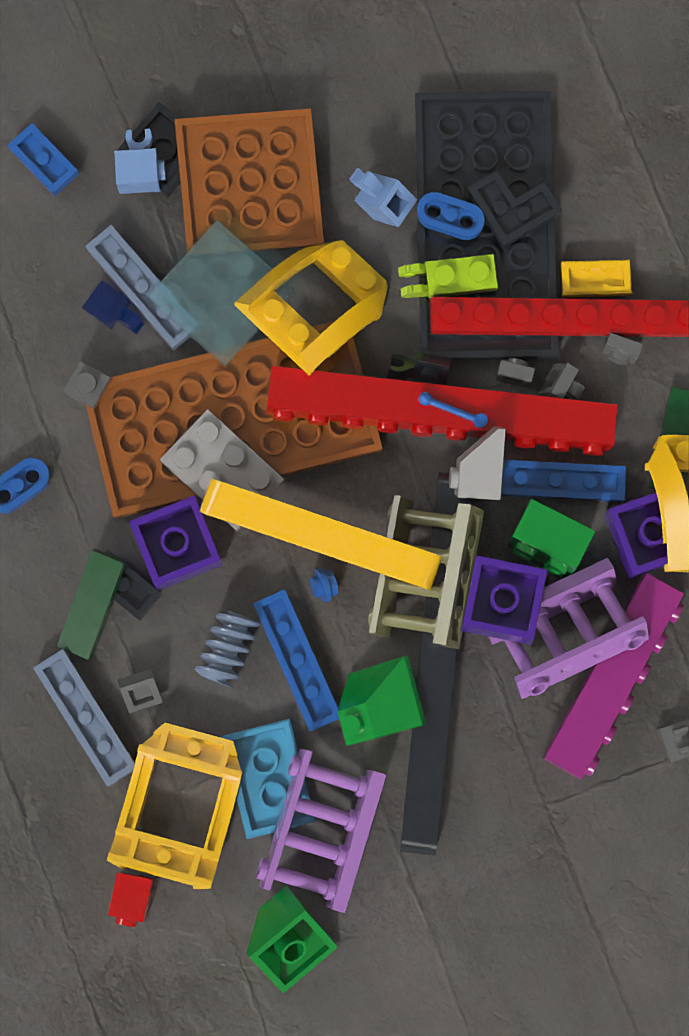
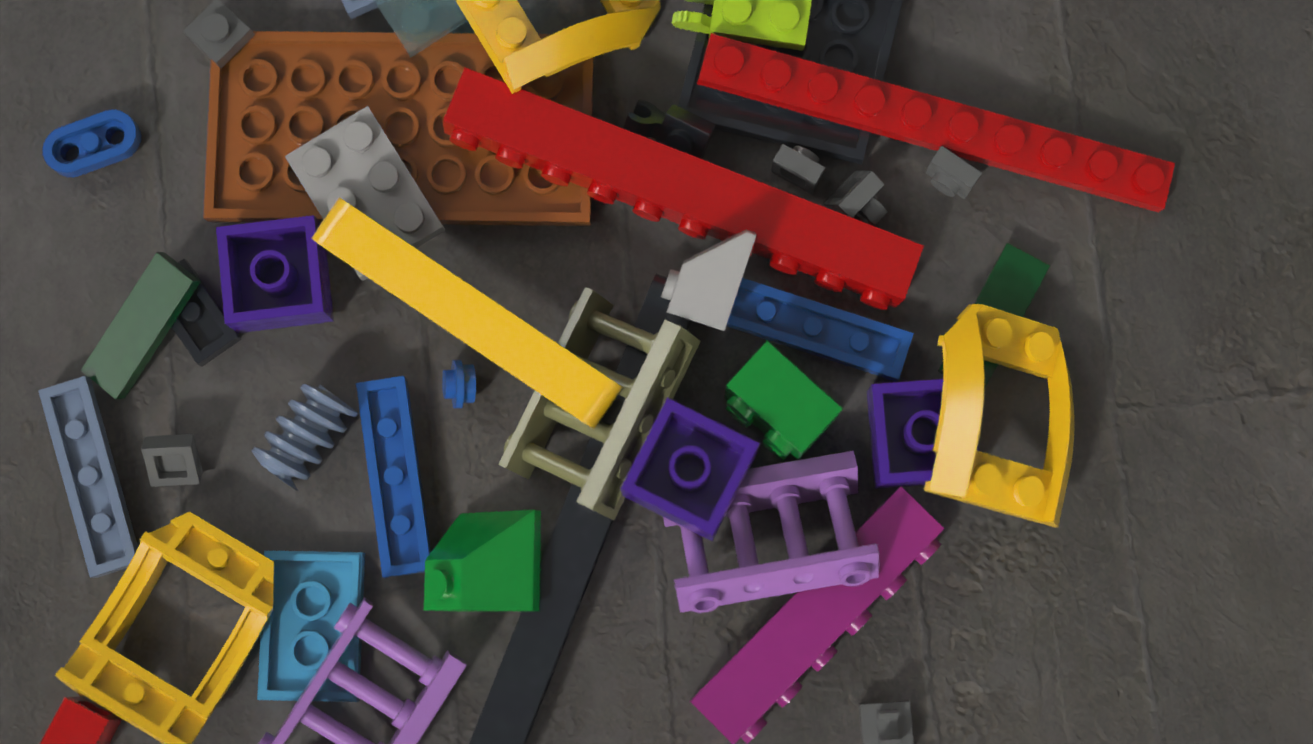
camera: 20 degrees right, 0 degrees up
(479, 420) = (727, 216): blue hinge -> none
(595, 278) = (943, 70): yellow plate -> none

